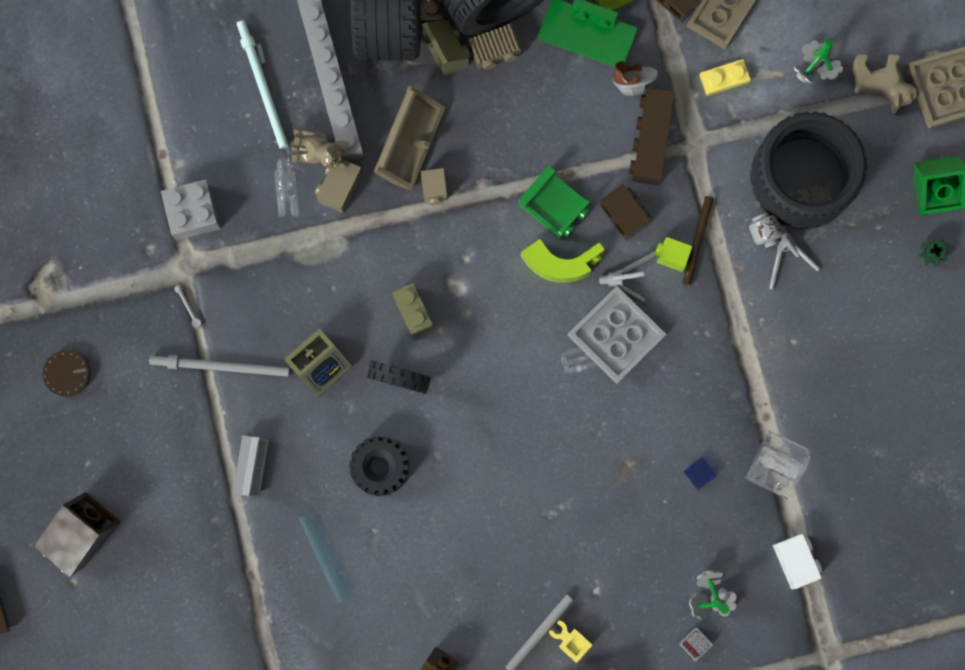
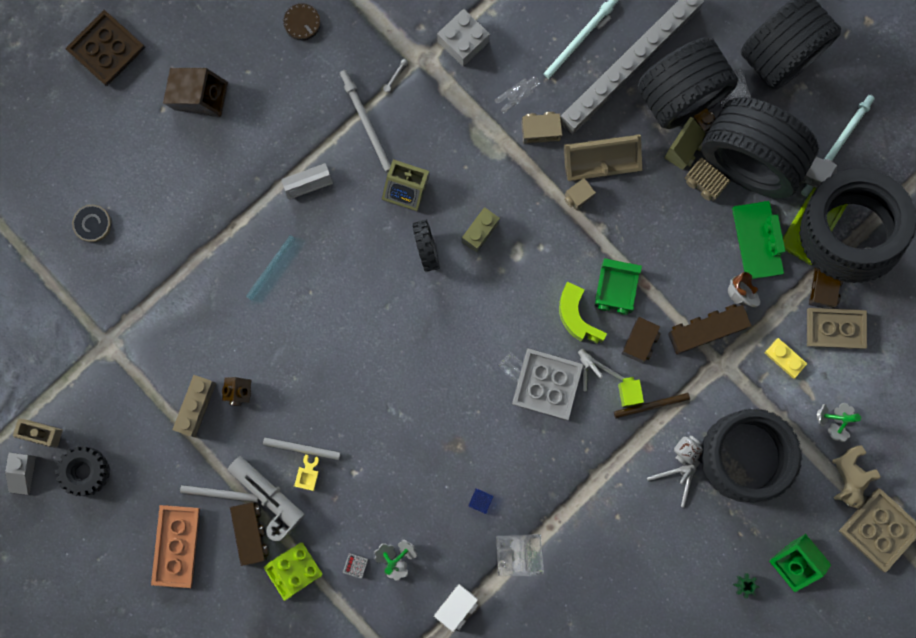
camera: 60 degrees right, 0 degrees up
(317, 148) = (558, 98): dark tan animal -> none
(373, 449) = (346, 259): black tyre -> none

